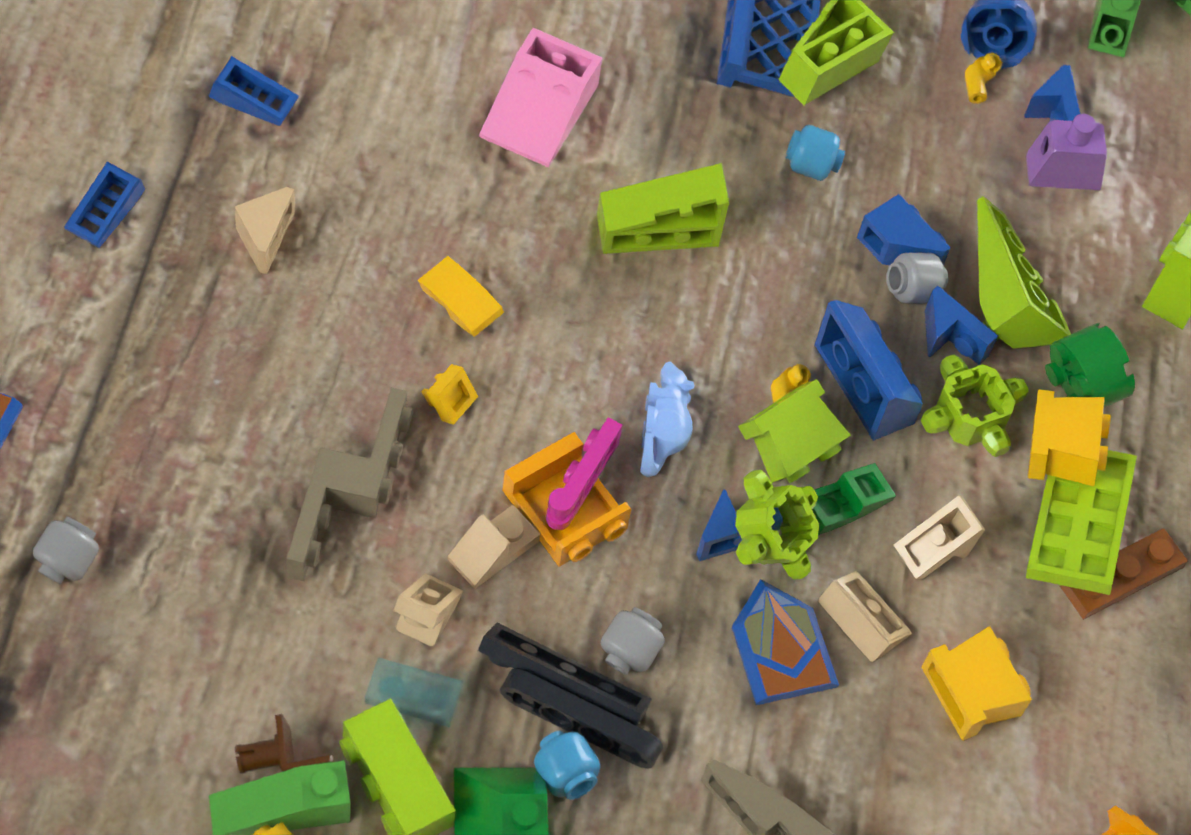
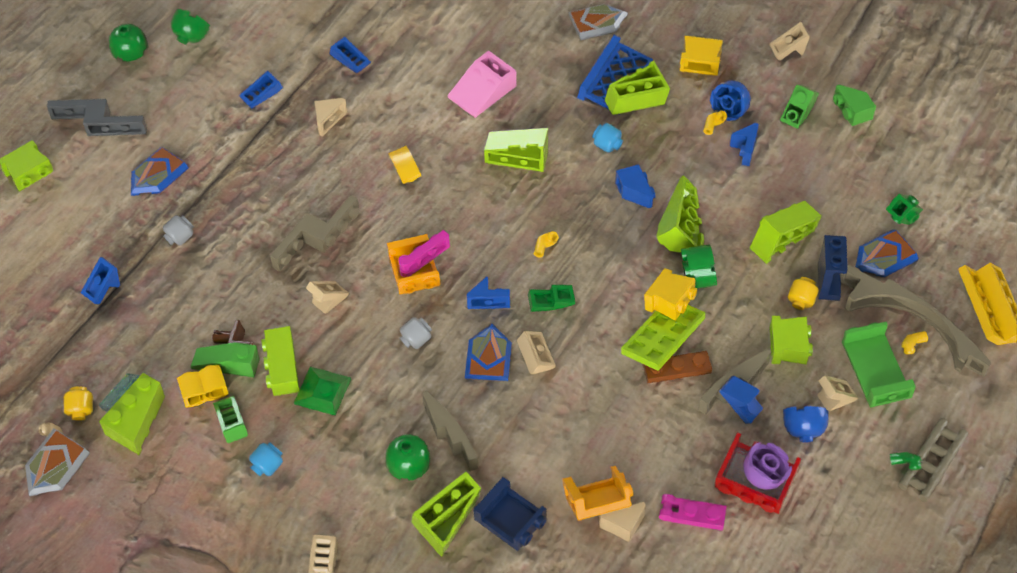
camera: 30 degrees right, 5 degrees down
(414, 691) = (306, 329): clear light blue plate -> none
(451, 394) = (380, 206): yellow tile -> none
(492, 545) = (368, 278): tan slope -> none
(517, 651) = (377, 339): black plate -> none
(567, 764) = (359, 377): dark azure head -> none
(581, 717) = (376, 360): black beam -> none
(667, 419) = (476, 242): light blue animal -> none
(795, 432) = (536, 260): lime hips -> none
(798, 529) = (518, 292): lime piece -> none
(867, 370) = (587, 241): blue slope -> none
(915, 276) = (633, 206): light grey head -> none
(940, 537) = (585, 324): tan slope -> none
(951, 322) = (641, 232): blue slope -> none
(967, 430) = (637, 282): lime piece -> none
(977, 683) = (575, 394): yellow hips -> none
(1068, 155) = (740, 166): medium lavender torso -> none

